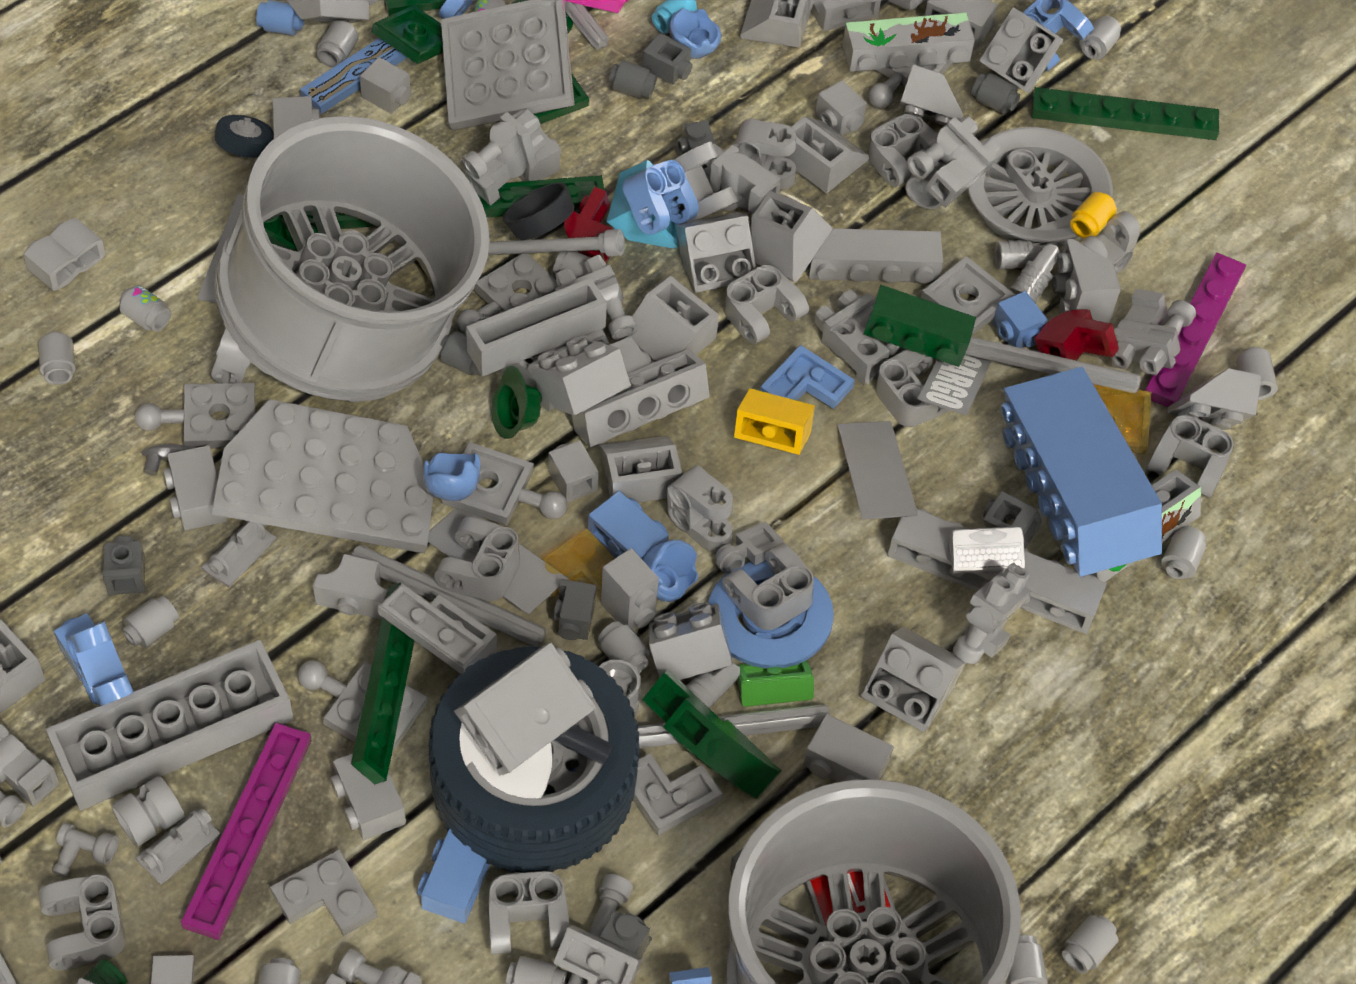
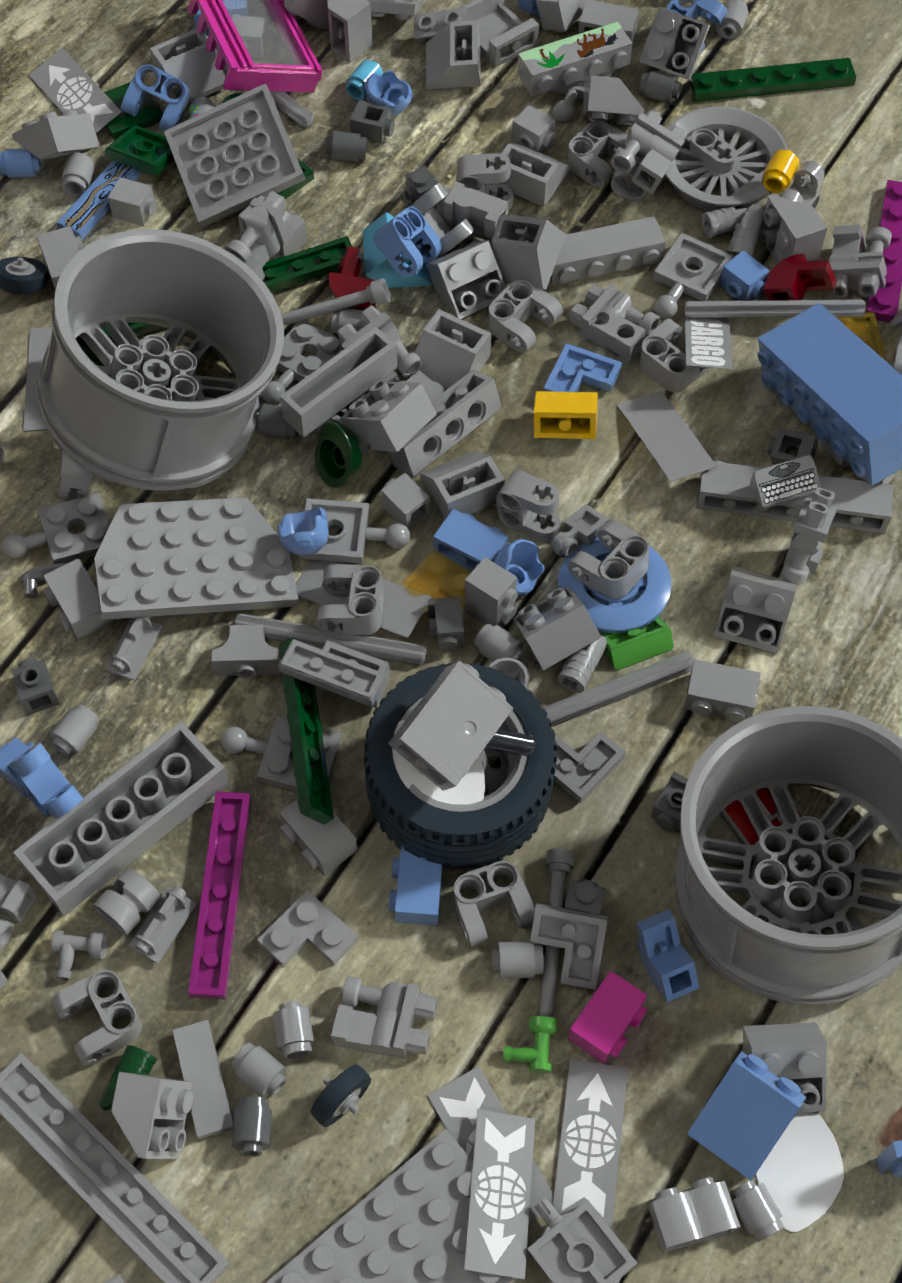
camera: 10 degrees left, 5 degrees up
(539, 211) = (305, 280): black tyre -> none
(710, 738) = (599, 705): dark green slope -> none
(920, 325) = (666, 301): dark green brick -> none

